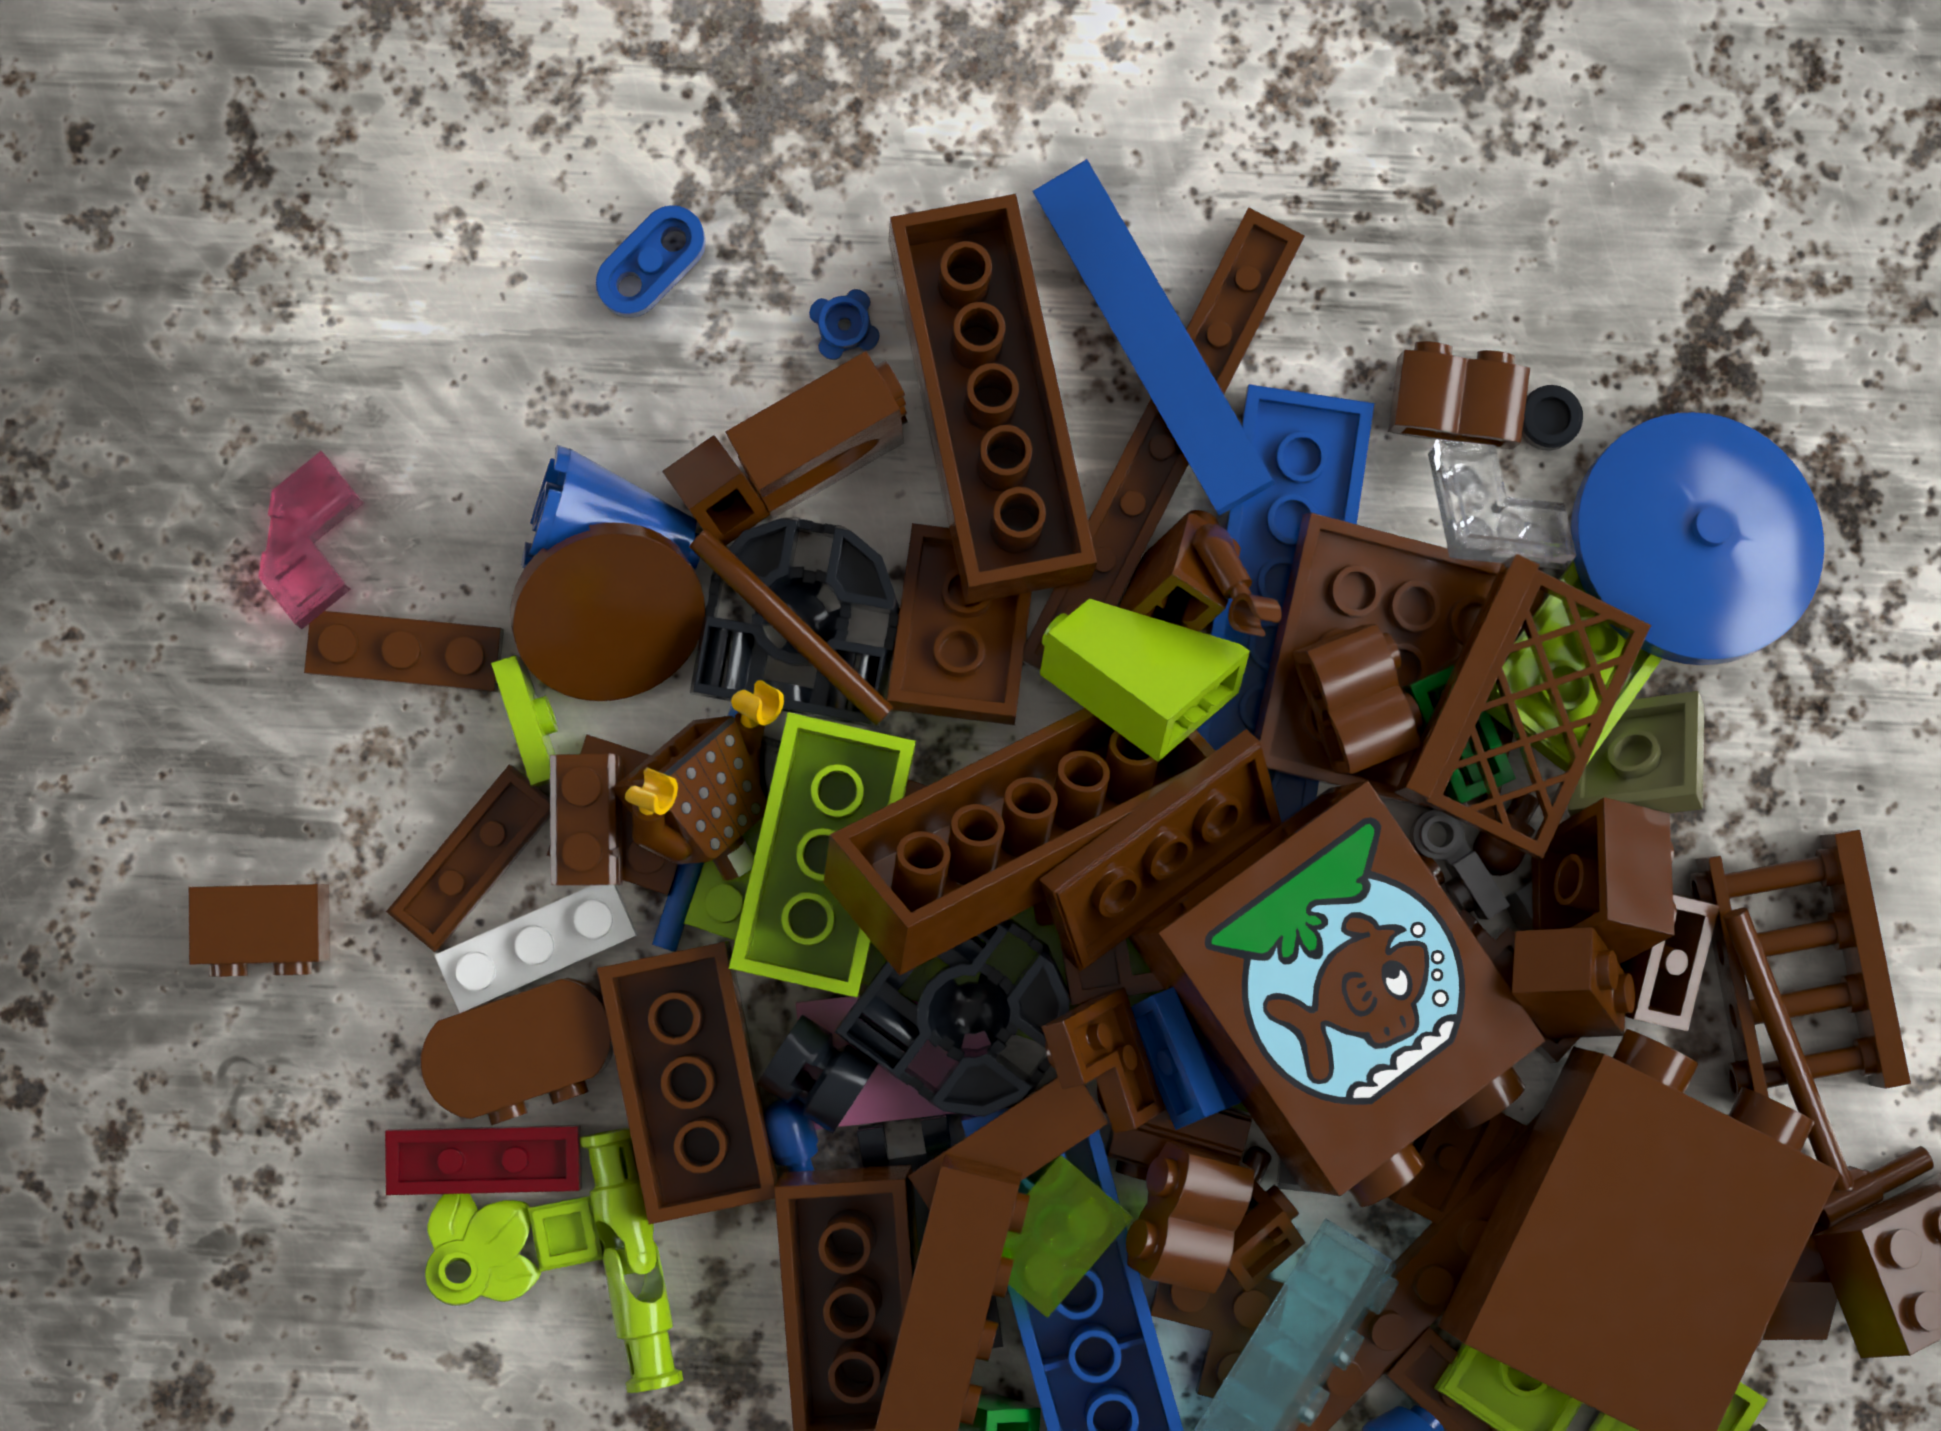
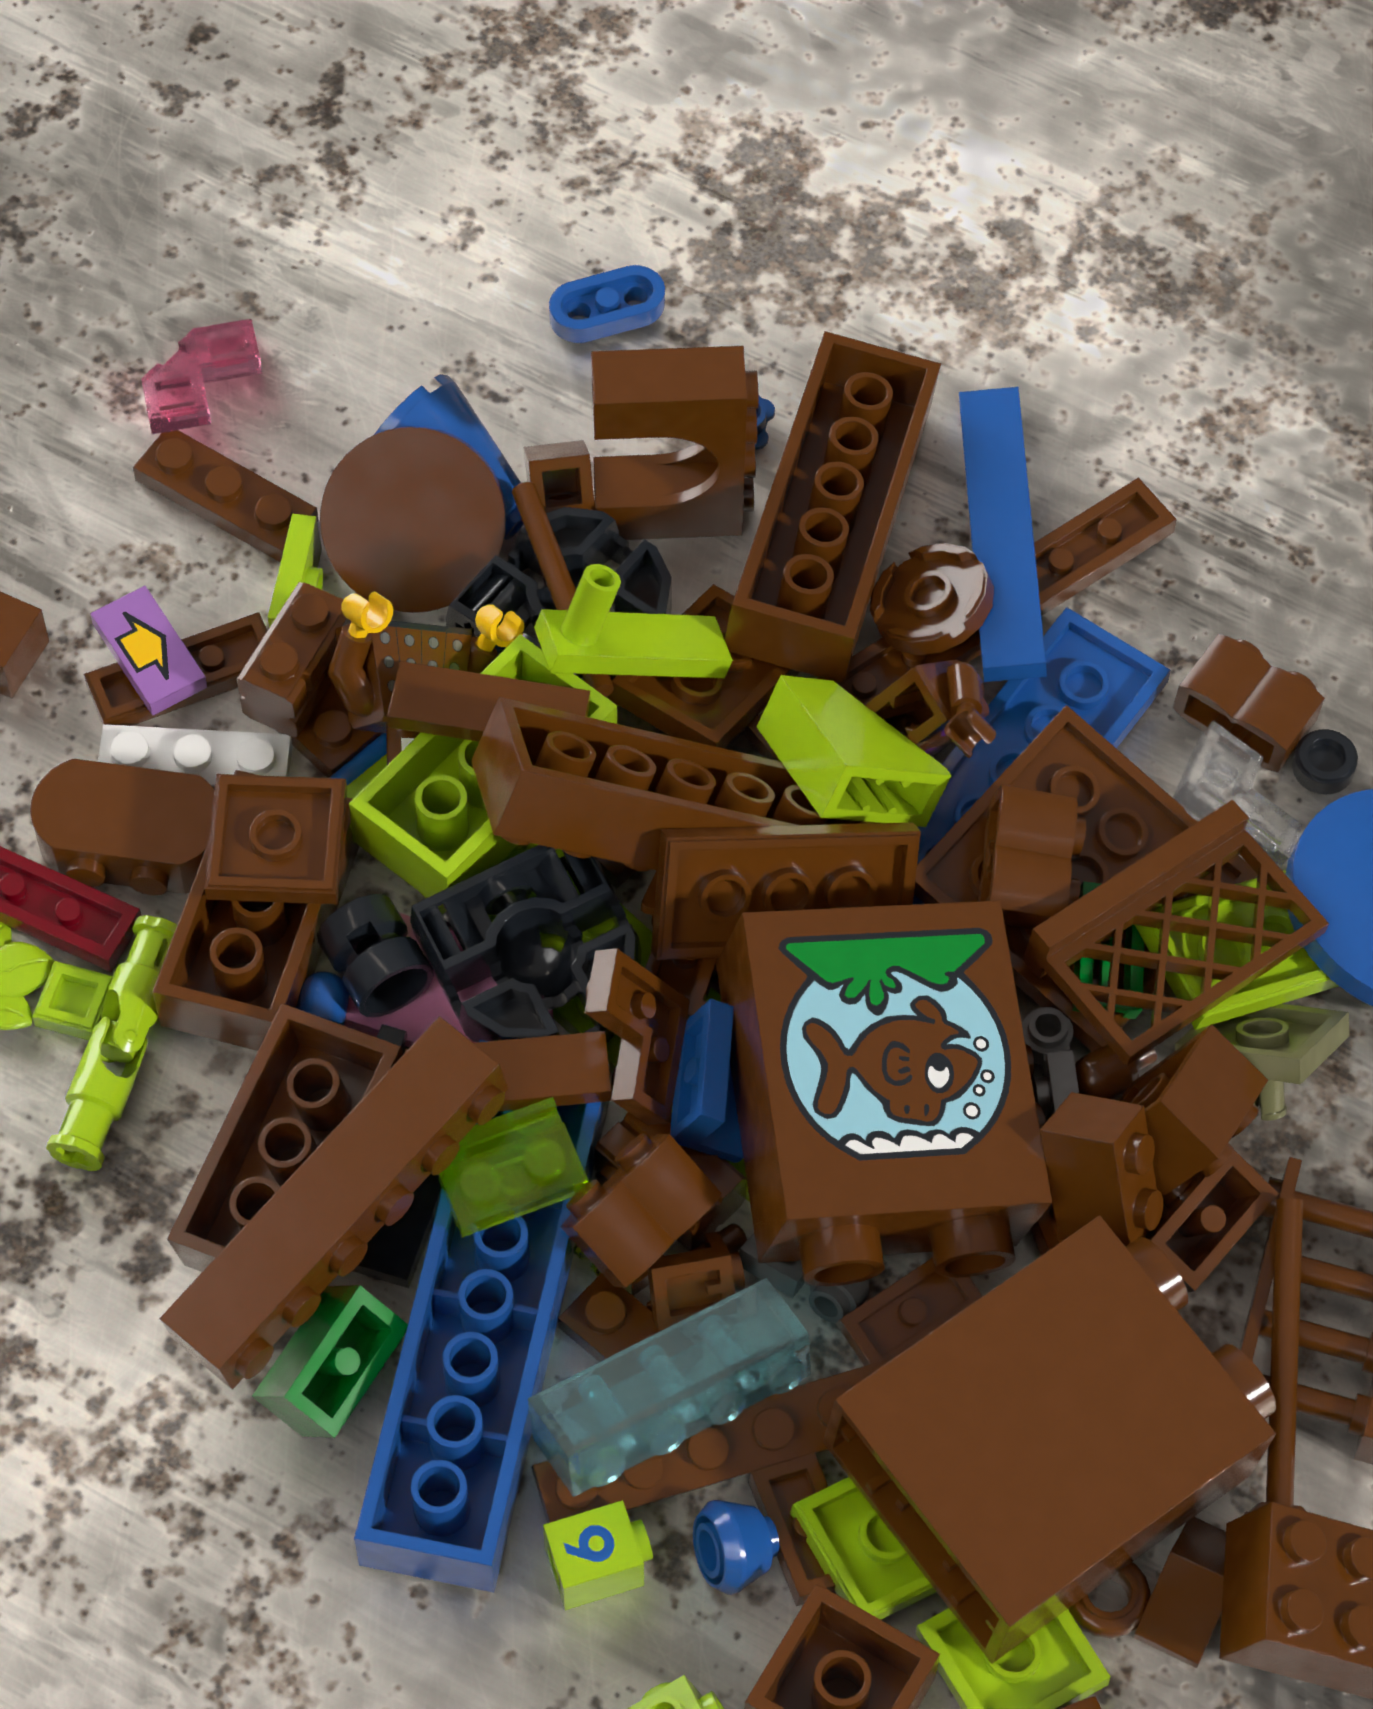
camera: 30 degrees right, 25 degrees down
(435, 864) = (148, 650): none -> medium lavender tile
(679, 1030) = (276, 839): none -> reddish brown plate
(800, 812) = (462, 701): none -> reddish brown tile
(890, 659) = (619, 643): none -> lime piece
(1131, 451) = (932, 599): none -> reddish brown tile

